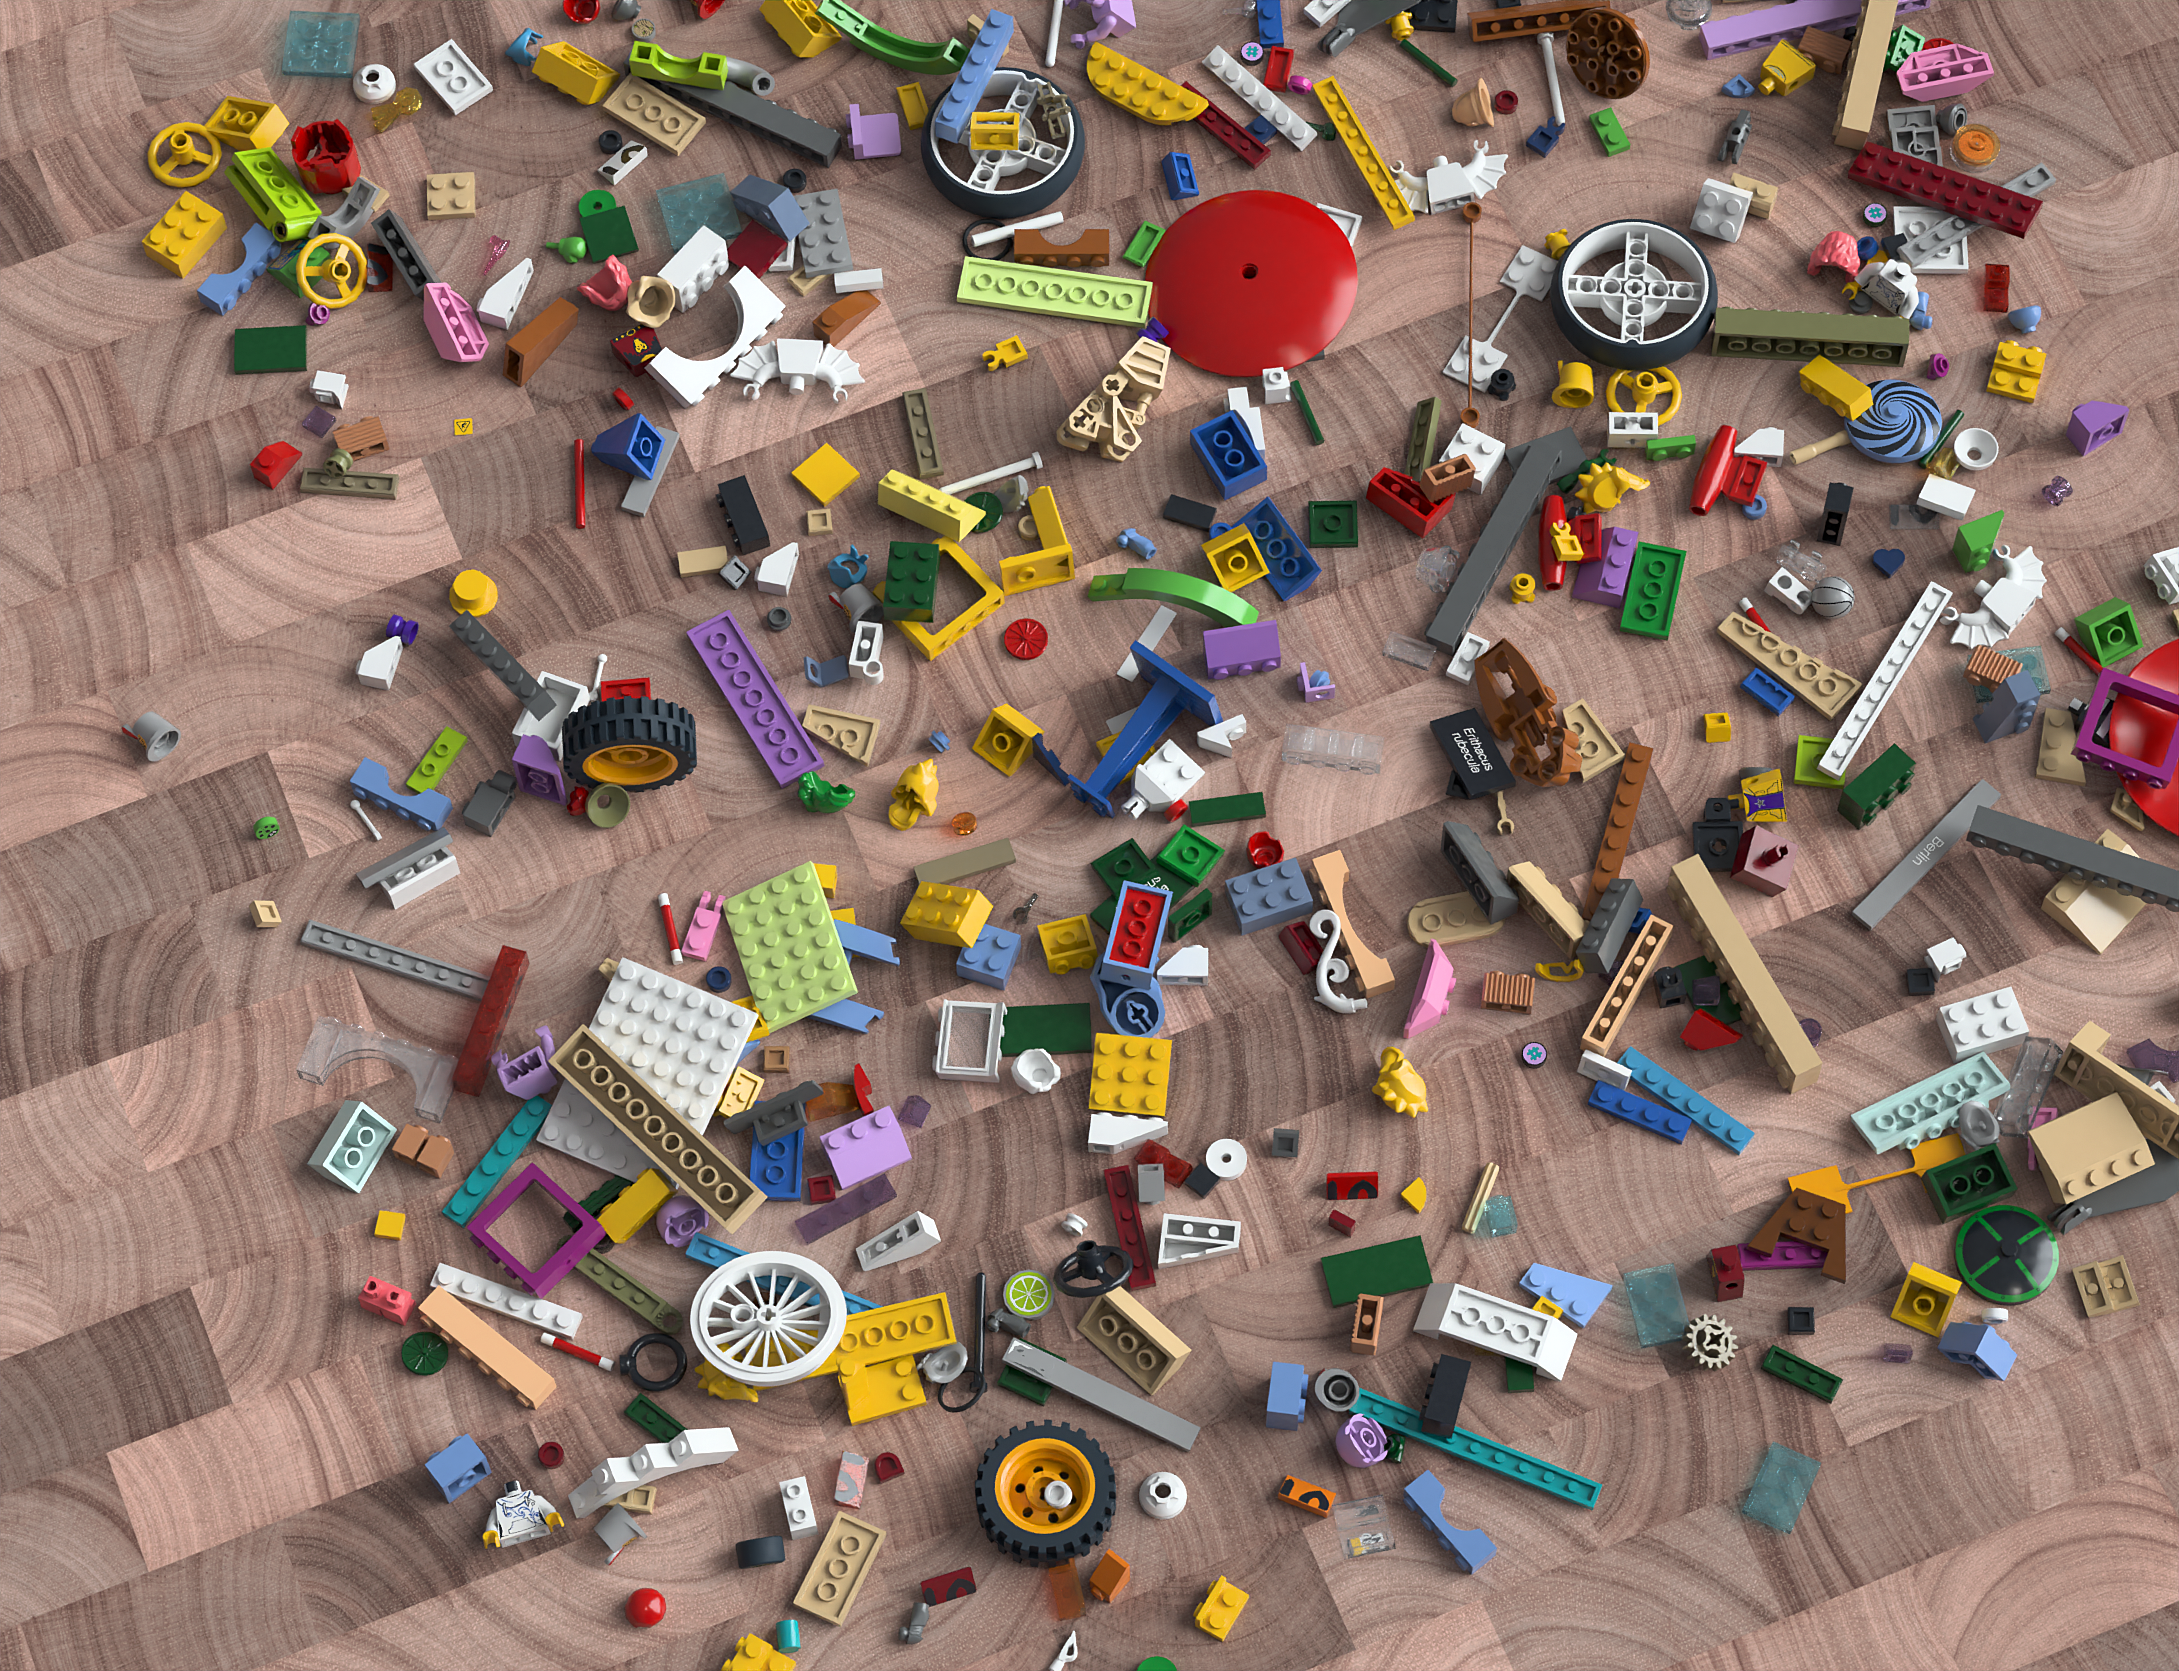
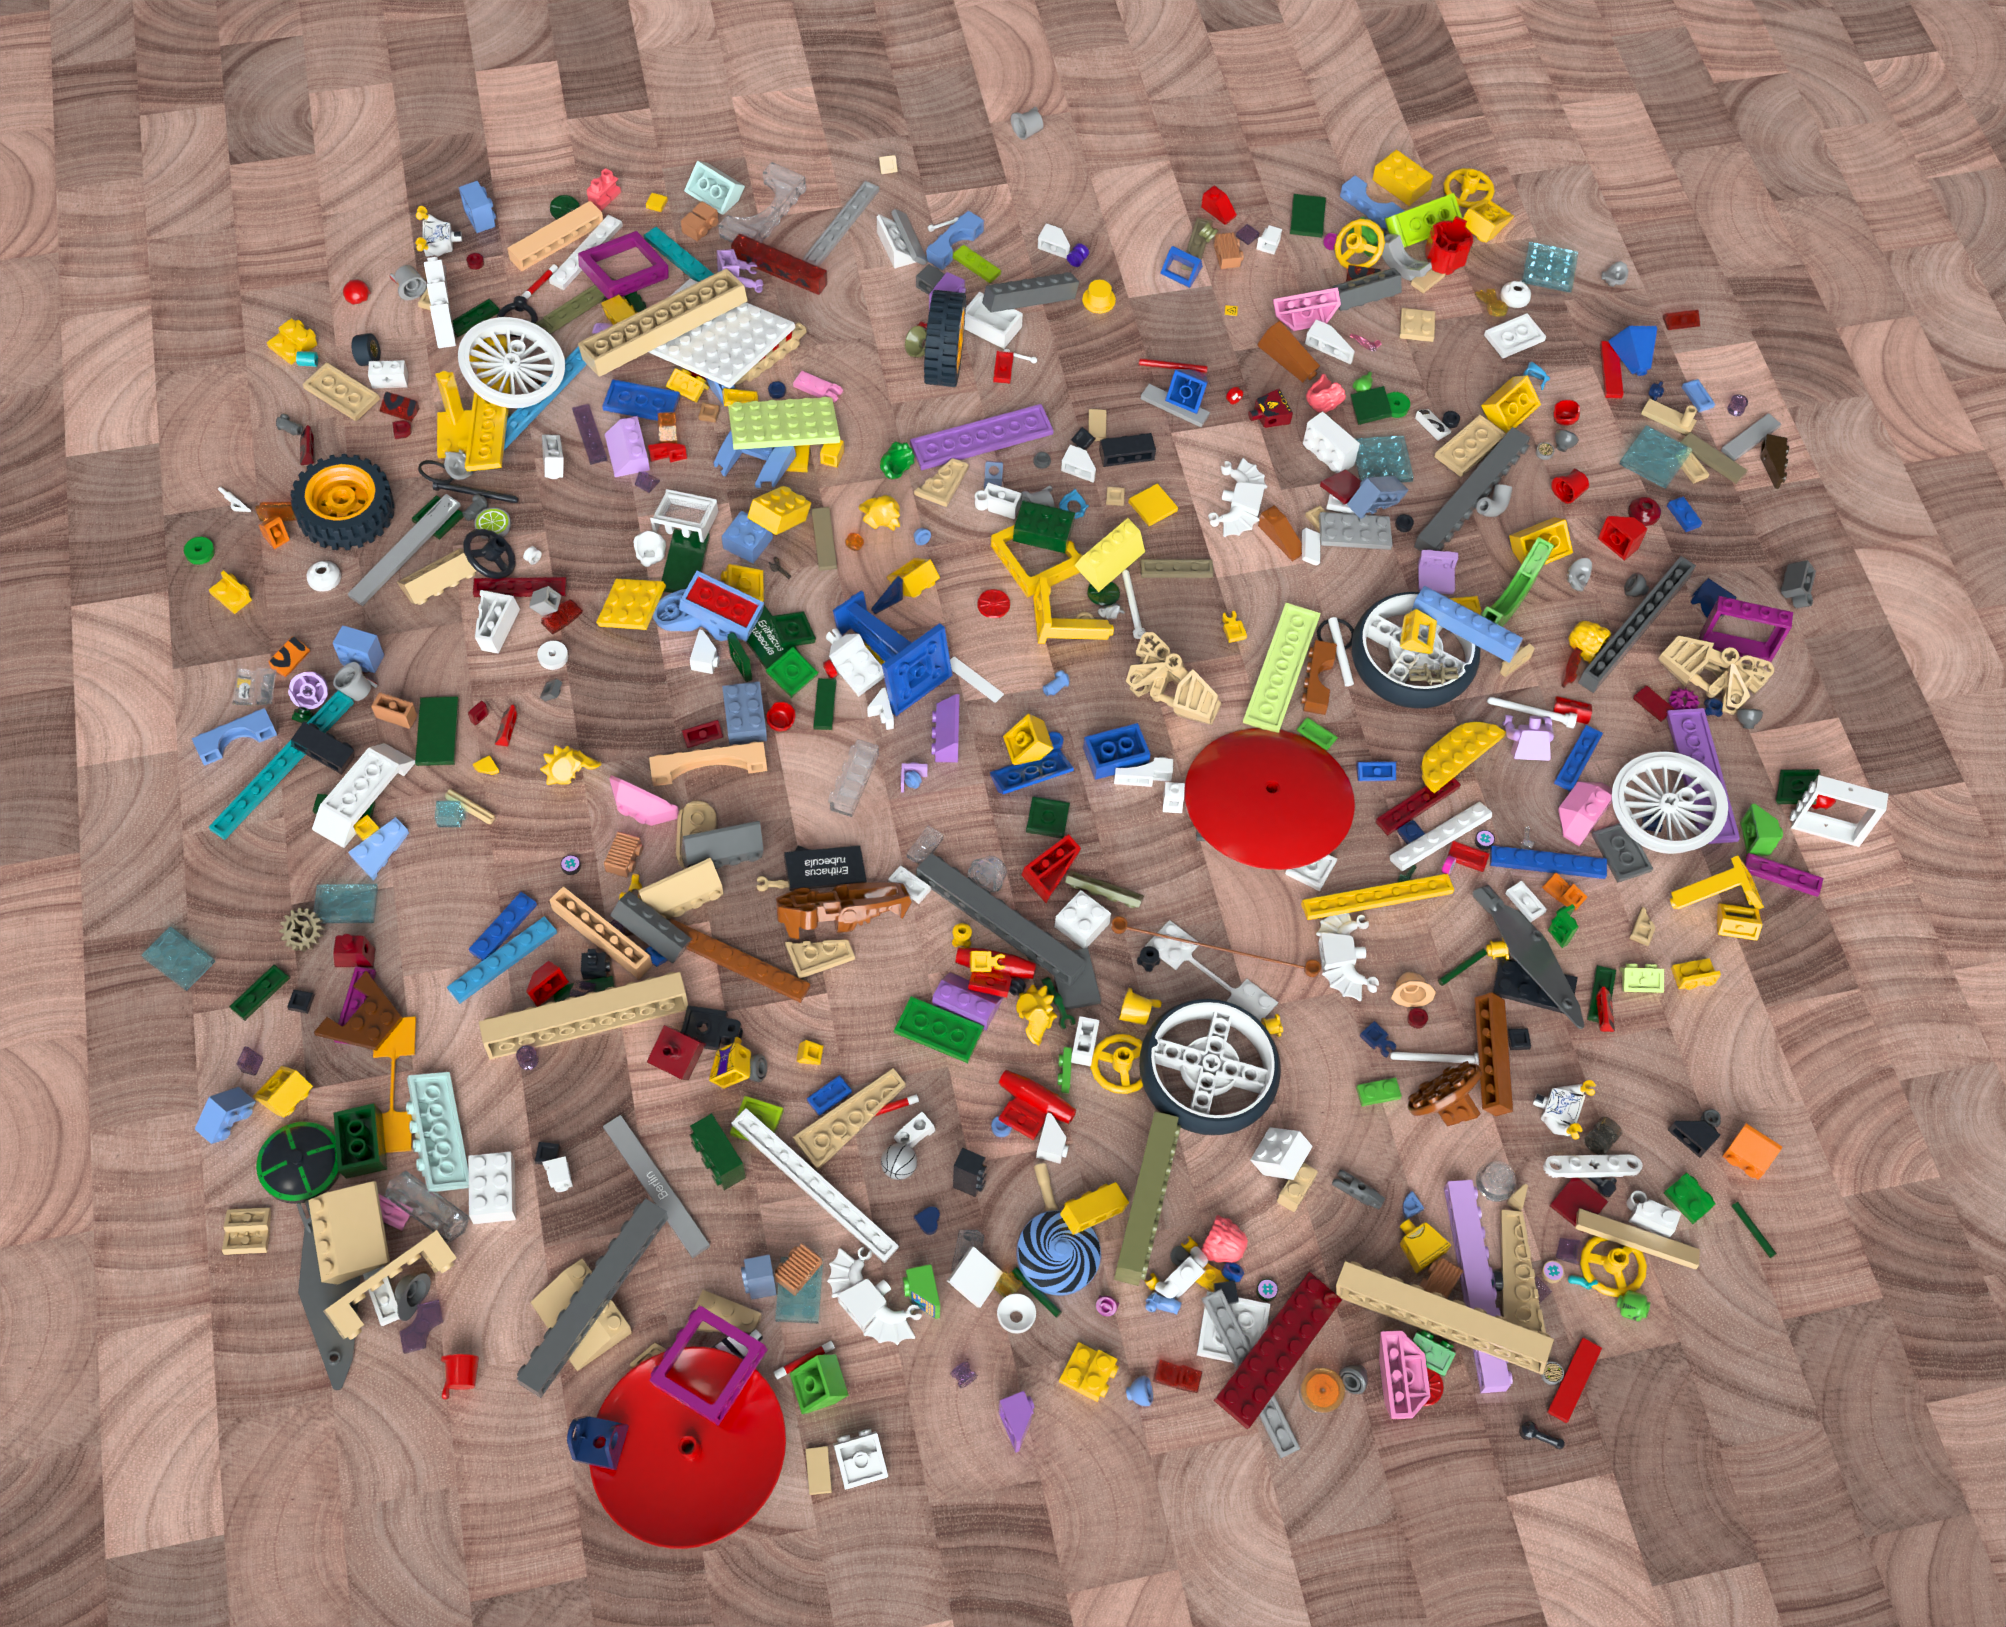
camera: 95 degrees right, 5 degrees down
(266, 827) = (949, 172): bright green tile -> none
(386, 501) = (1186, 259): none -> blue tile
(650, 301) = (1302, 407): tan piece -> none
(652, 62) = (1500, 450): lime arch -> none
(670, 929) = (821, 369): red bar -> none
(755, 310) = (1292, 477): white arch -> none
(778, 1115) = (658, 395): dark grey bracket -> none
(821, 1189) = (606, 421): dark red tile -> none
(1058, 1494) = (330, 498): white tile -> none
(1116, 1134) = (591, 586): white slope -> none
(1154, 330) = (1234, 722): dark purple wheel -> none
(1176, 589) = (994, 695): bright green arch -> none
(1189, 513) = (1076, 723): black tile -> none
(1202, 1180) = (540, 636): black tile -> none
(1307, 412) = (1149, 817): dark green bar -> none
(1326, 964) = (678, 740): white plant -> none
(1447, 477) = (1057, 883): nougat brick -> none
(1603, 1069) = (535, 912): white plate -> none
(1808, 567) = (942, 1140): clear plate -> none
(1915, 133) = (1343, 1344): light grey slope -> none
(1978, 1125) = (402, 1159): light grey hat -> none
(1994, 1315) = (251, 1138): white tile -> none

